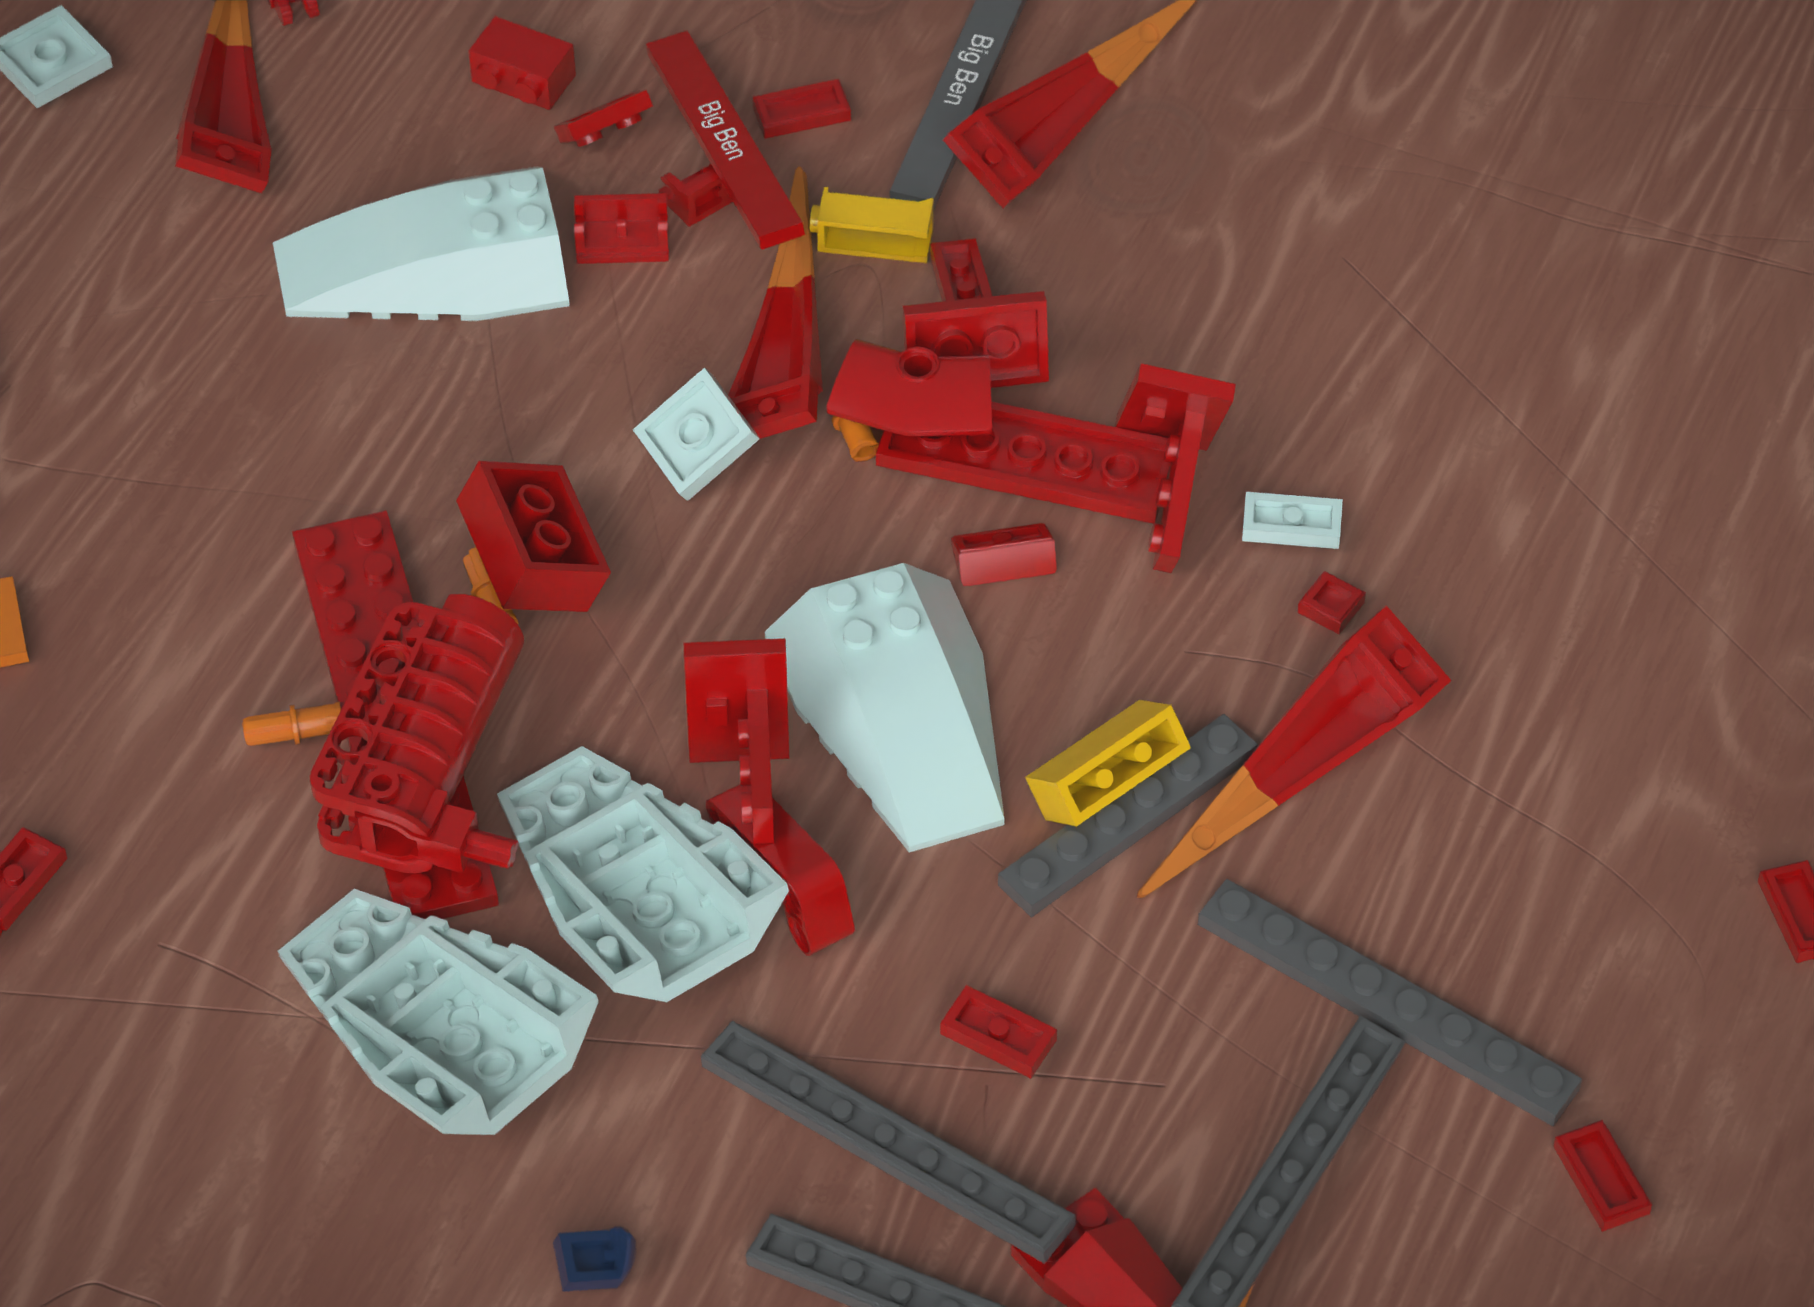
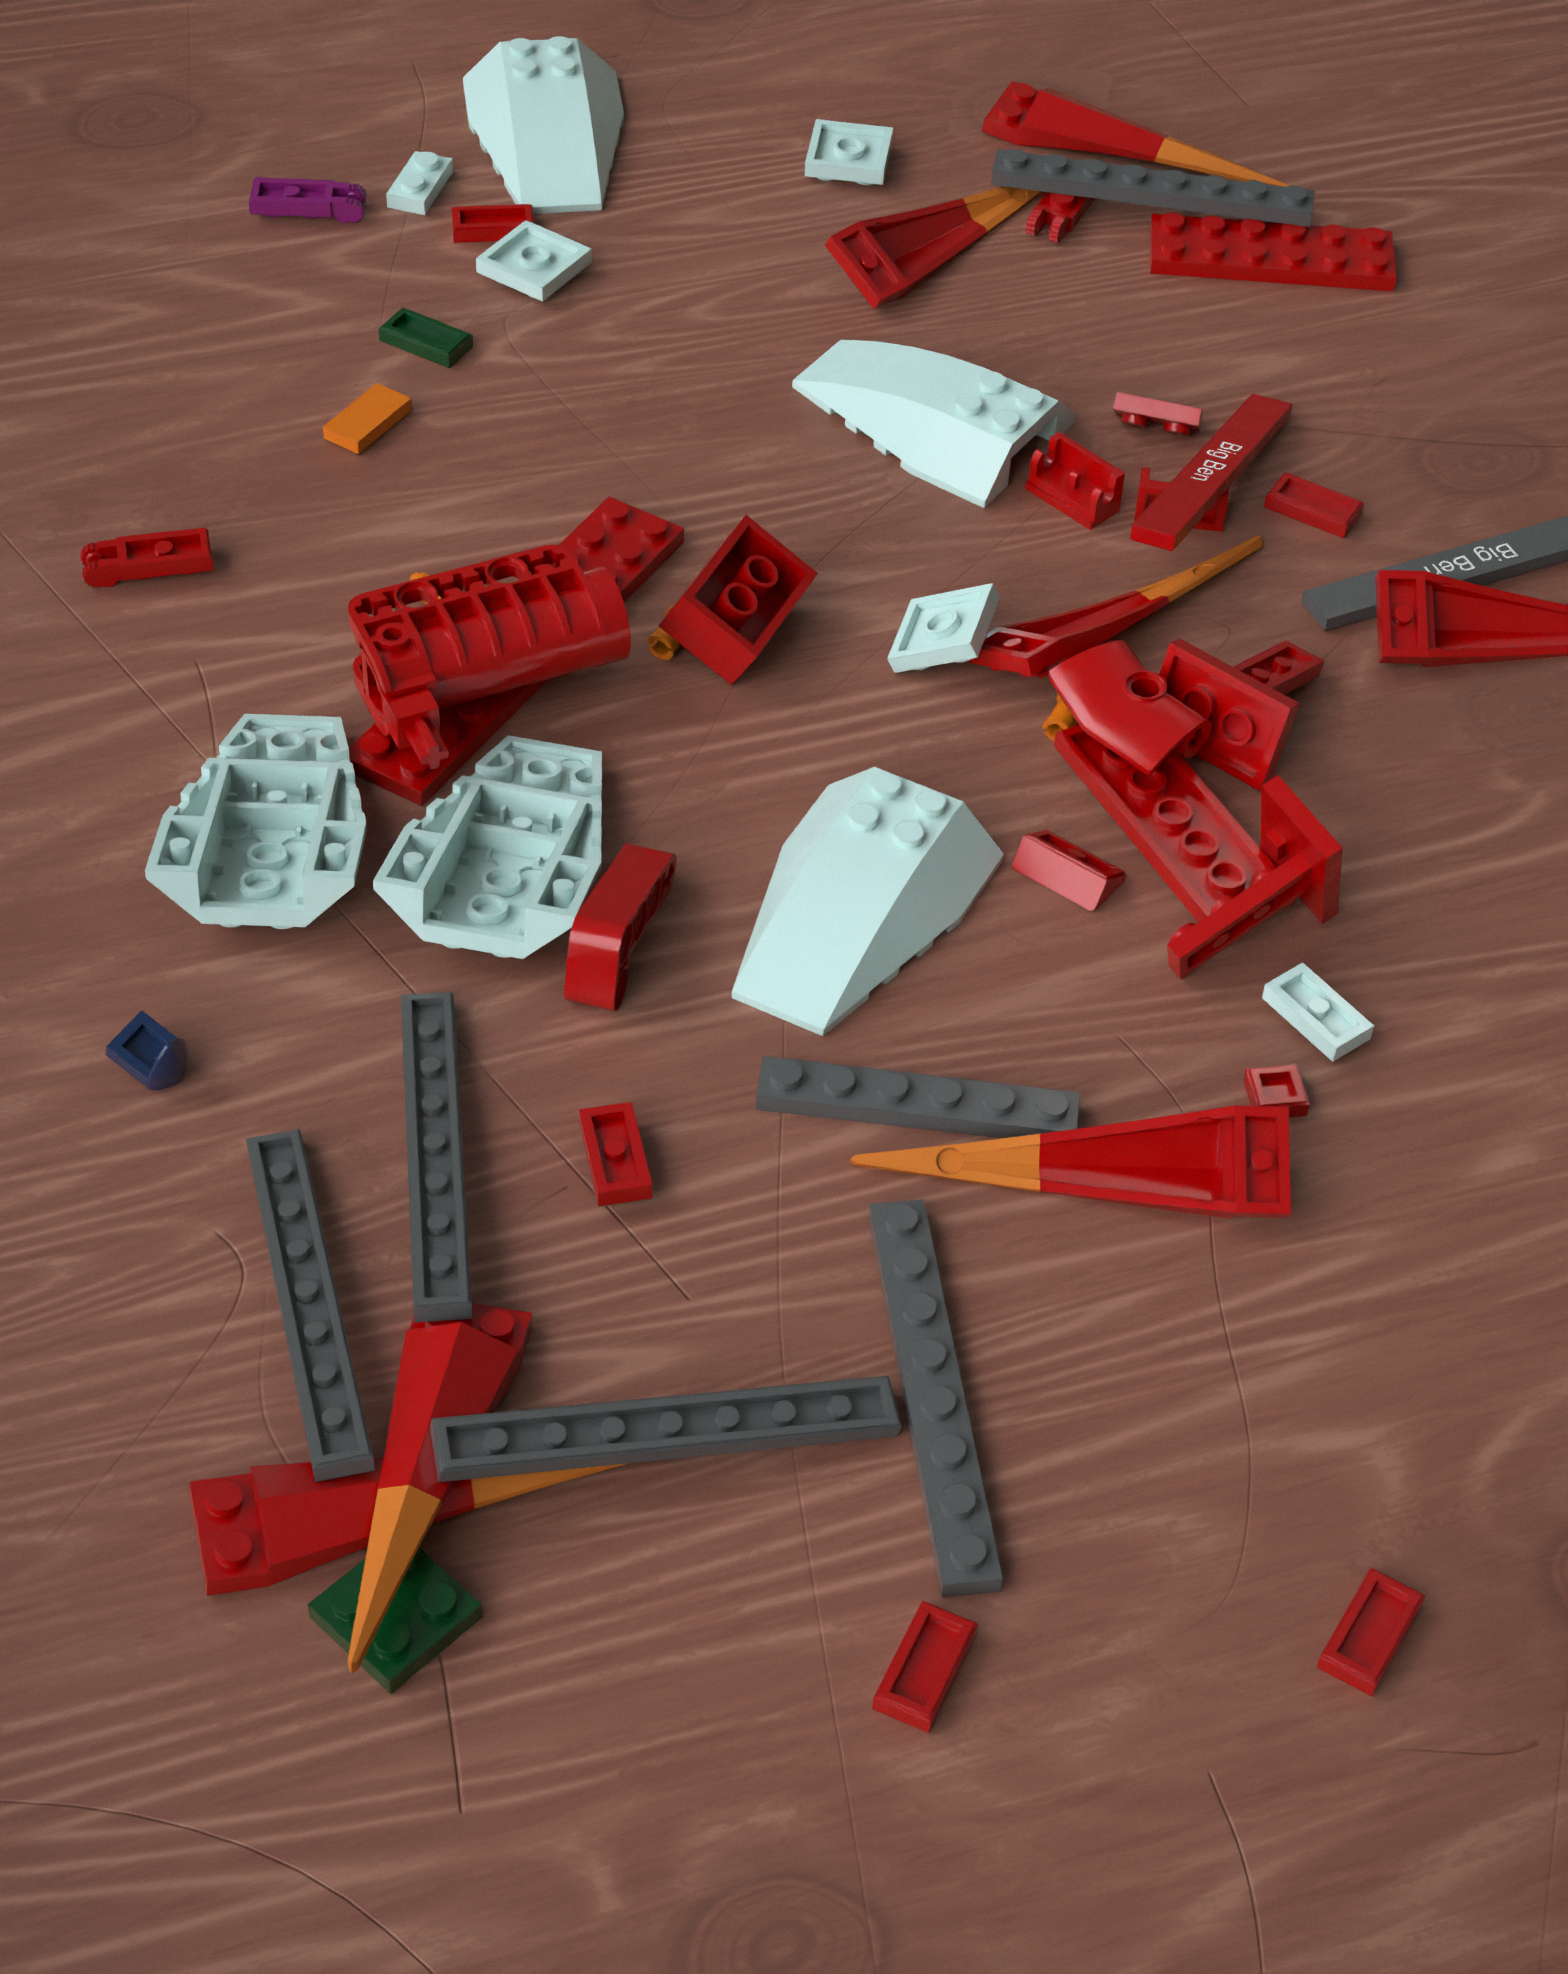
camera: 45 degrees right, 5 degrees down
(522, 63) = (1146, 347): red brick -> none
(740, 715) = (709, 802): red piece -> none
(873, 226) = (1259, 601): yellow window -> none
(1108, 762) = (936, 1046): yellow brick -> none

